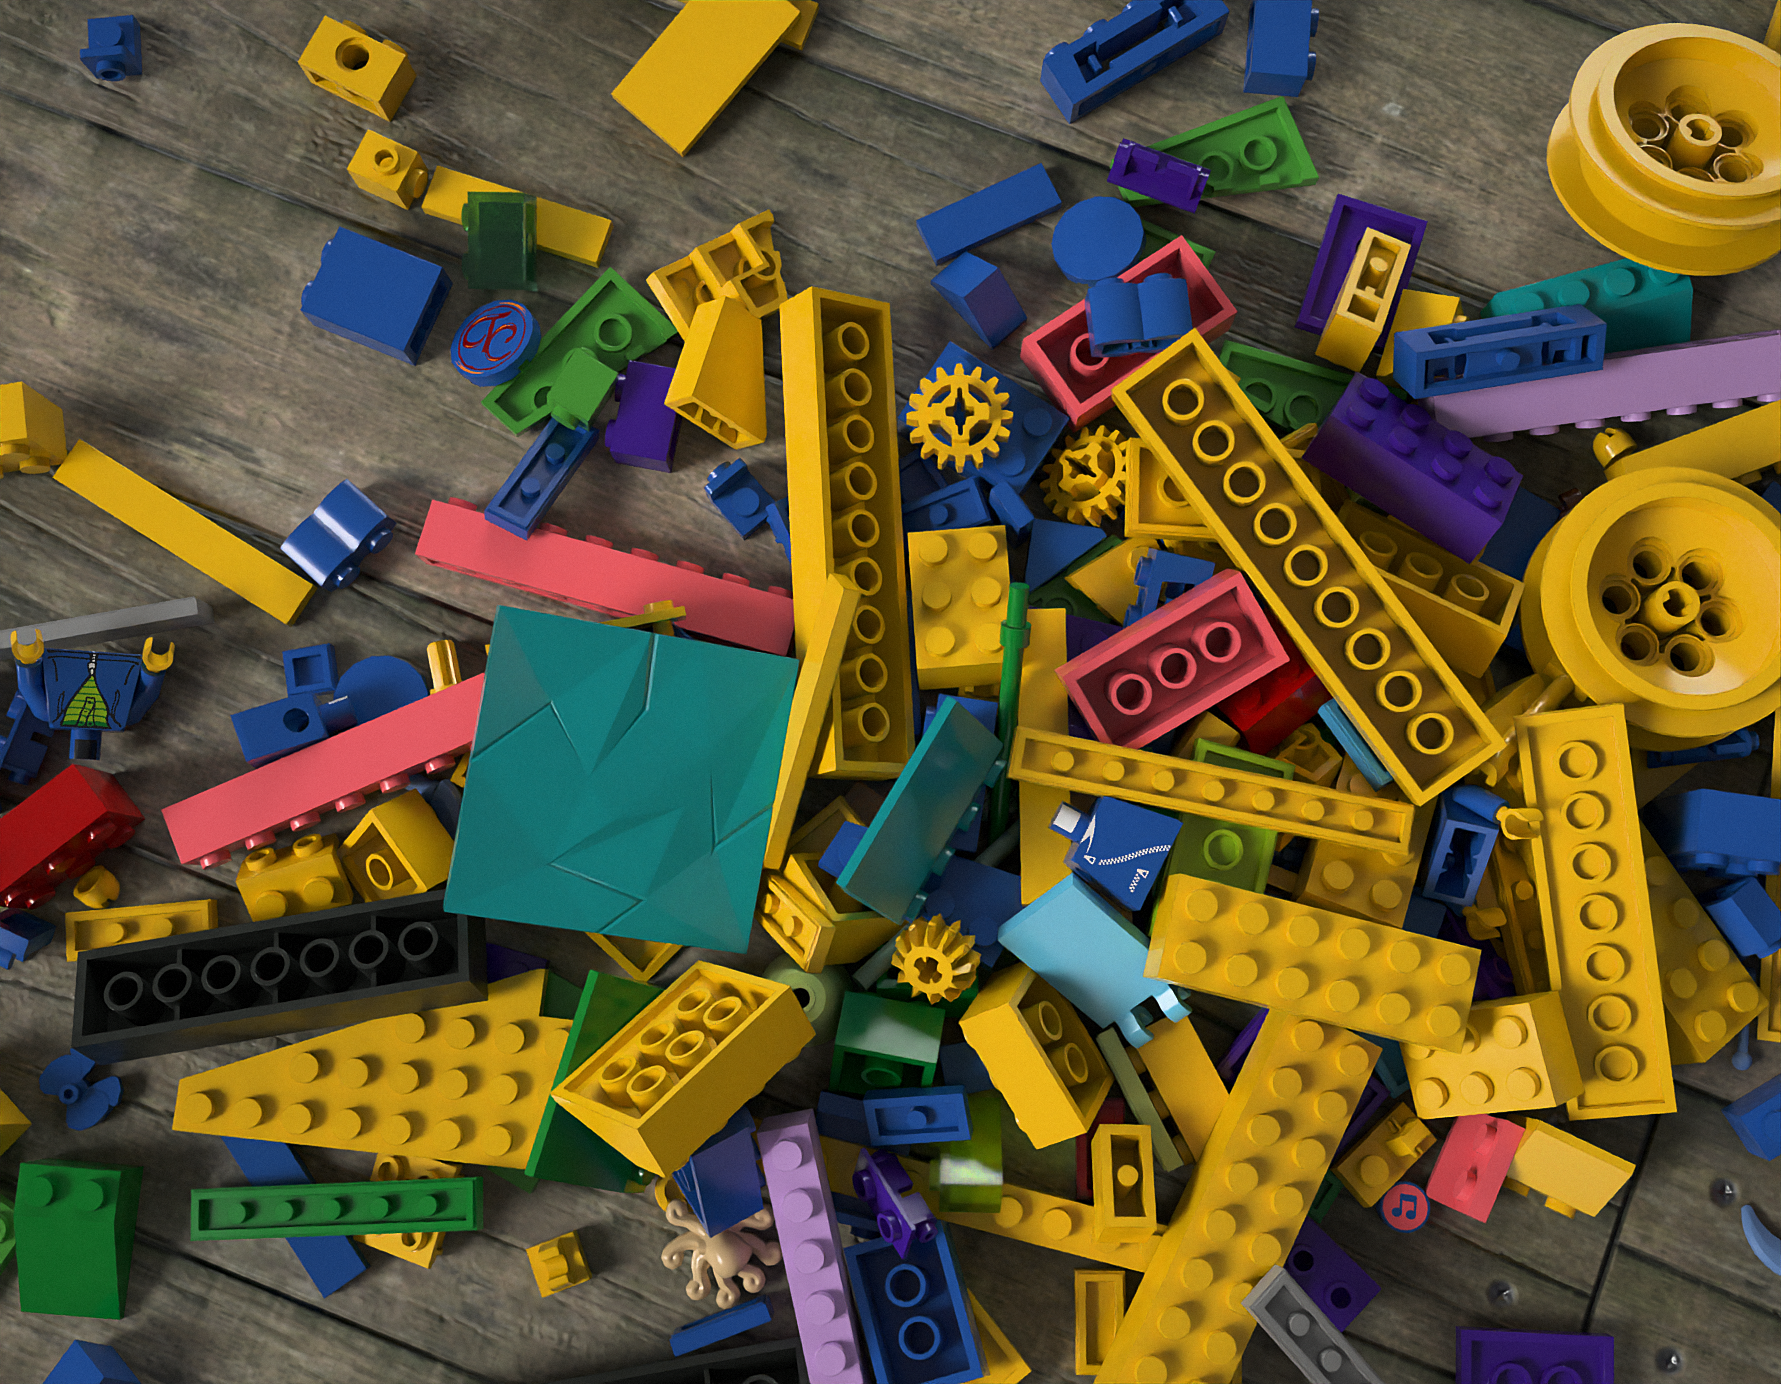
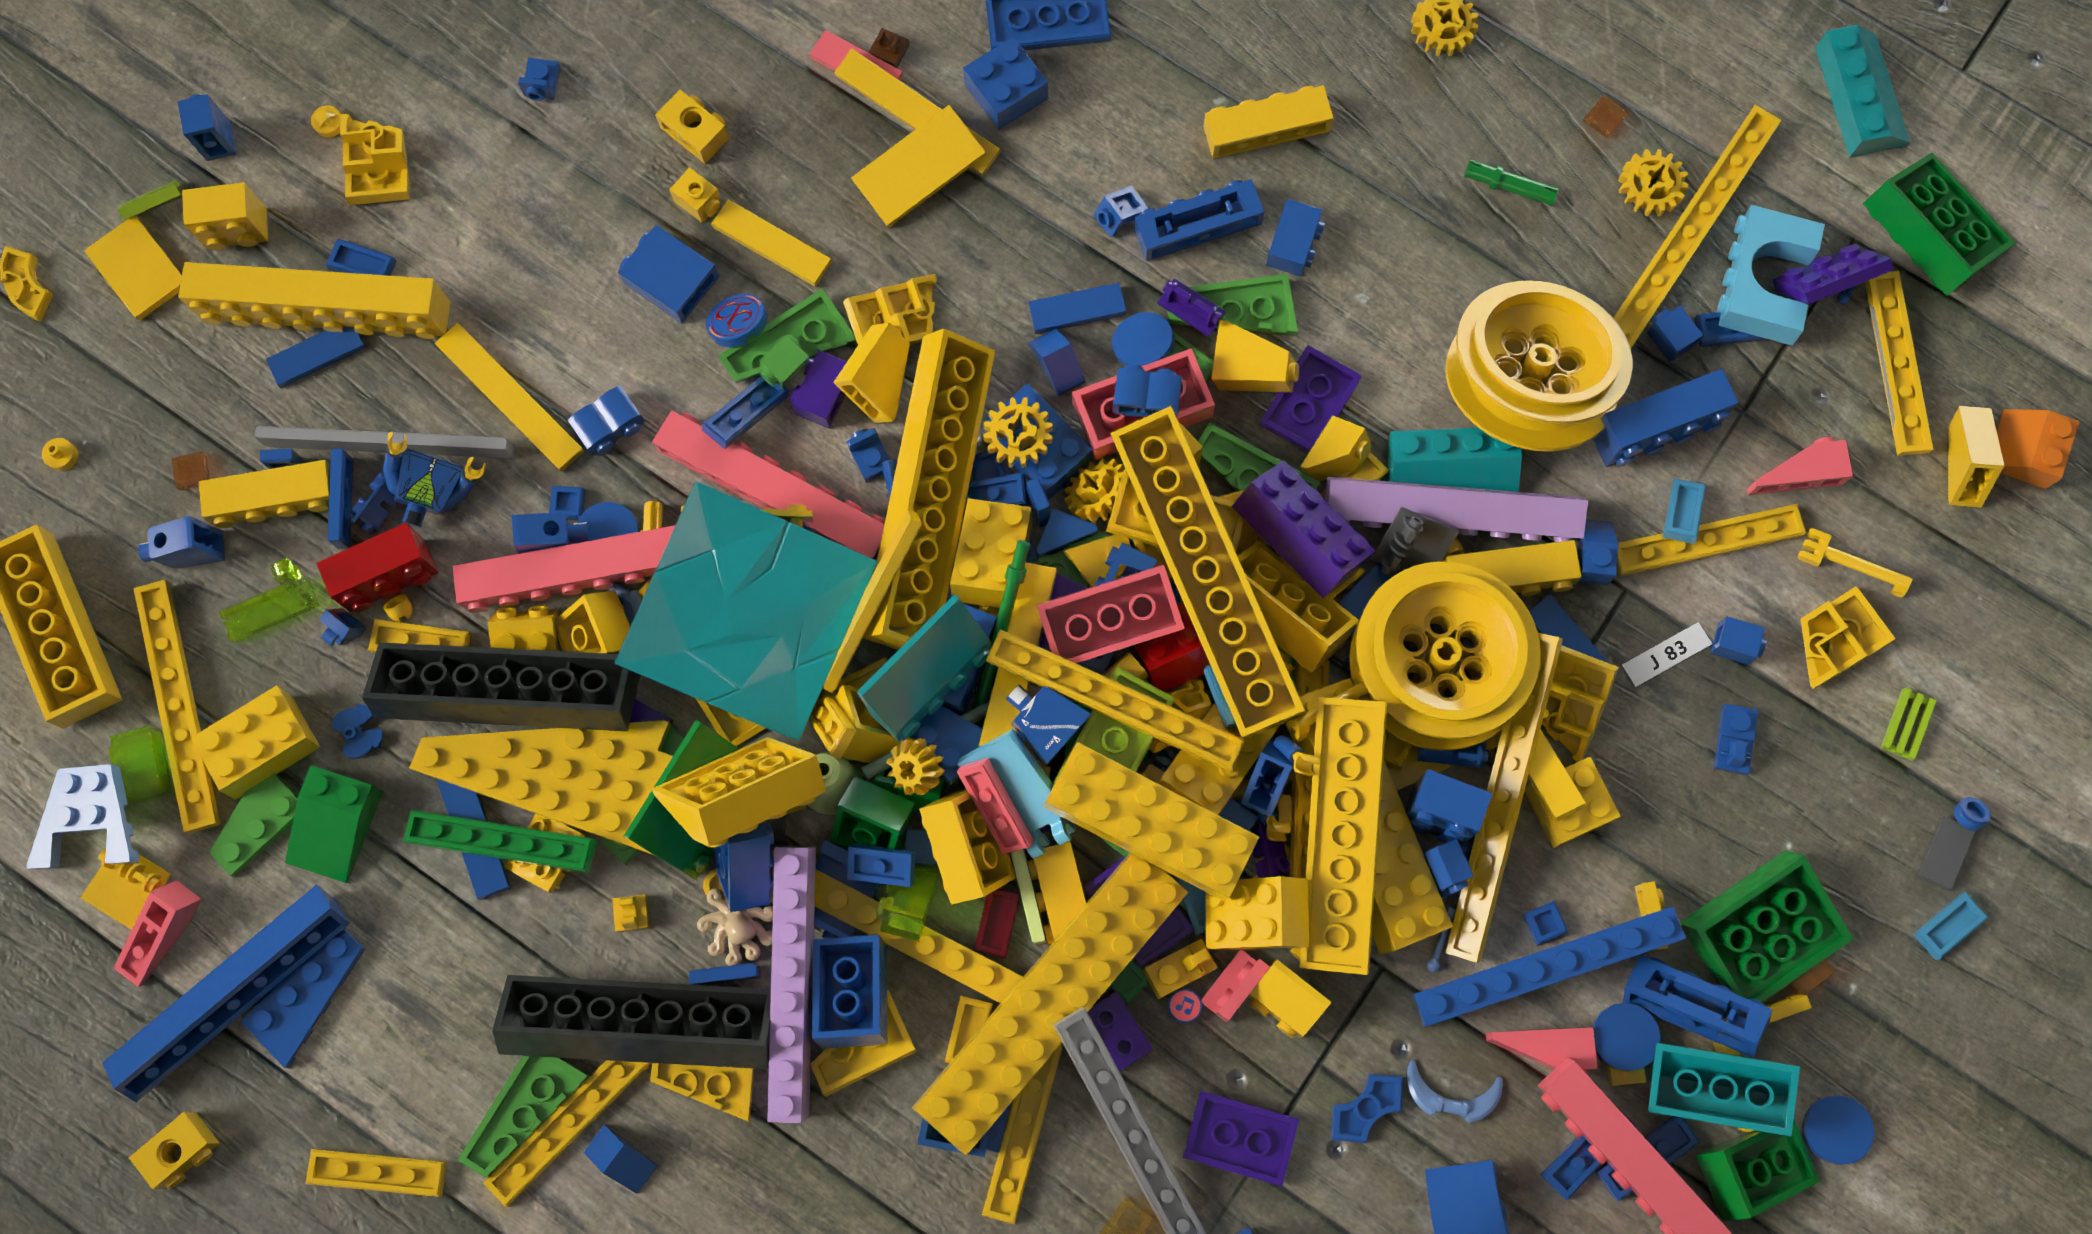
camera: 15 degrees right, 5 degrees down
(500, 241) = (756, 256): clear green brick -> none
(879, 1182) = (847, 904): dark purple hinge -> none
(1014, 56) = (1119, 209): none -> blue bracket
(1068, 988) = (995, 806): none -> coral tile
(1123, 1183) = (1001, 940): yellow brick -> none
(1266, 237) = (1251, 362): none -> yellow slope
(1363, 300) = (1303, 416): yellow slope -> none
(1499, 351) = (1377, 467): blue brick -> none
(1570, 451) = (1413, 541): none -> dark grey hinge
(1689, 1310) = (1380, 1096): none -> blue tile

